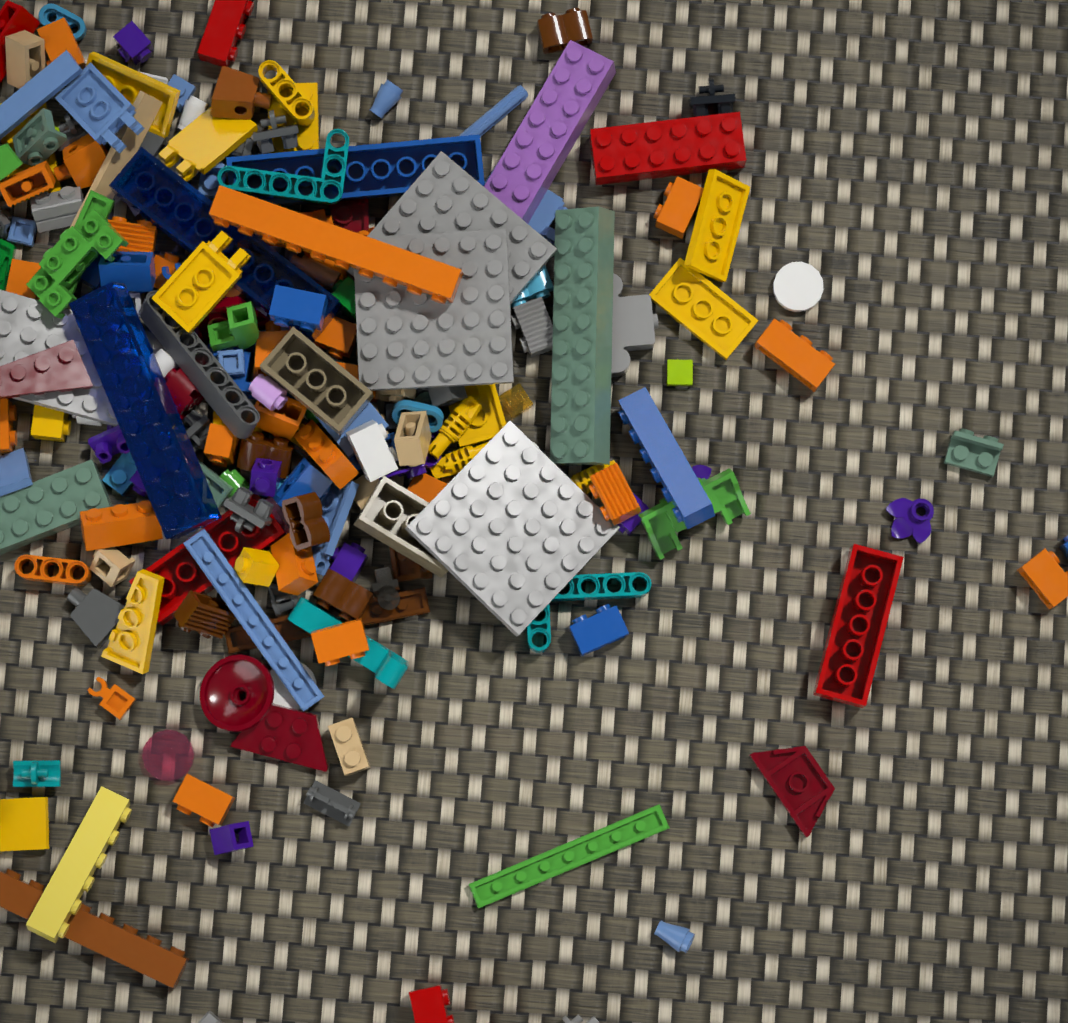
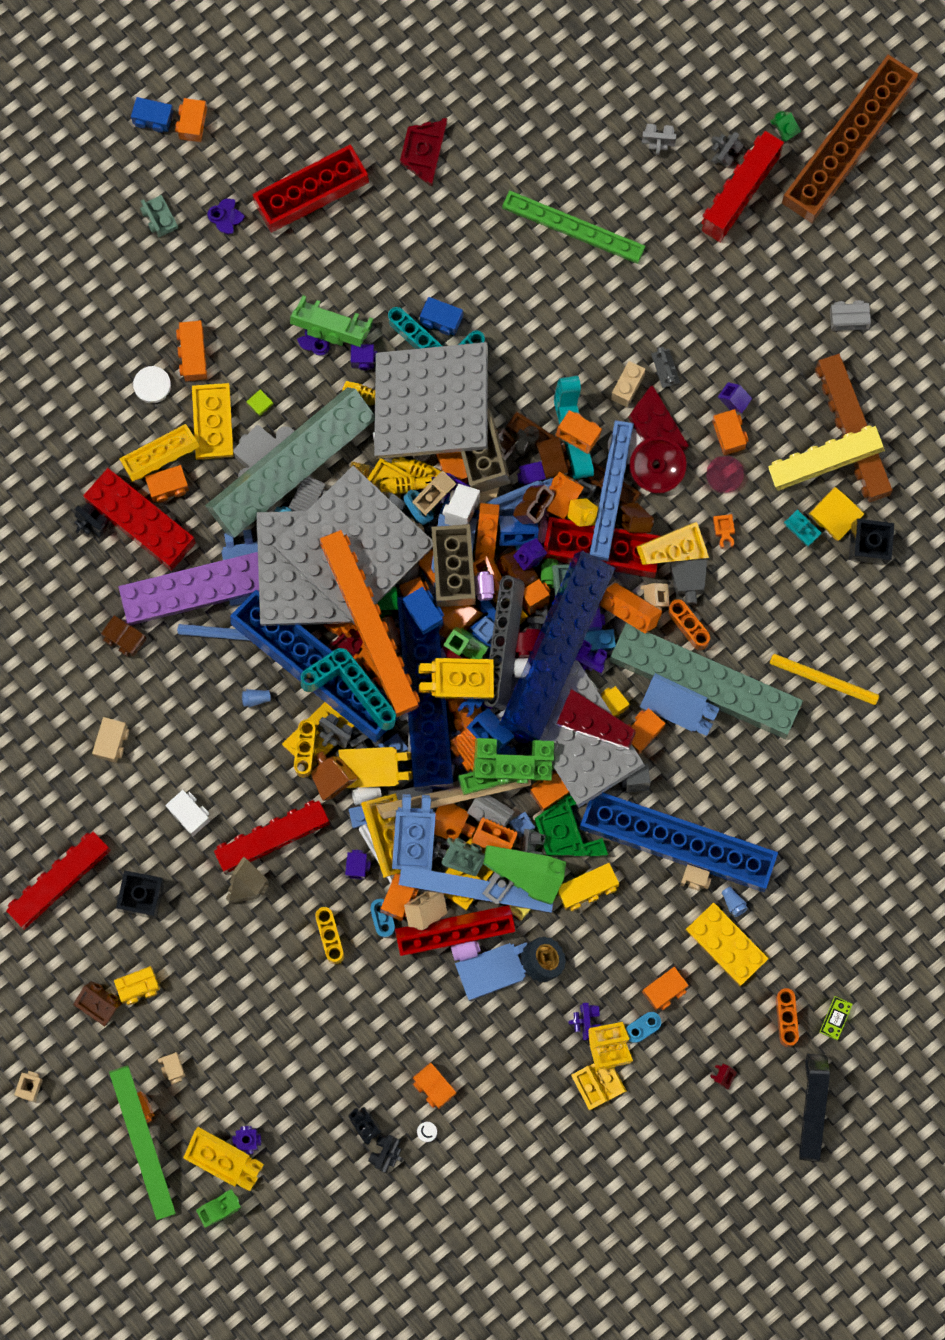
camera: 130 degrees left, 5 degrees down
(239, 504) = (559, 539): dark grey hips -> none
(614, 494) = (361, 367): orange brick -> none
(666, 458) = (316, 357): brick -> none
(676, 936) = (561, 137): medium blue cone -> none

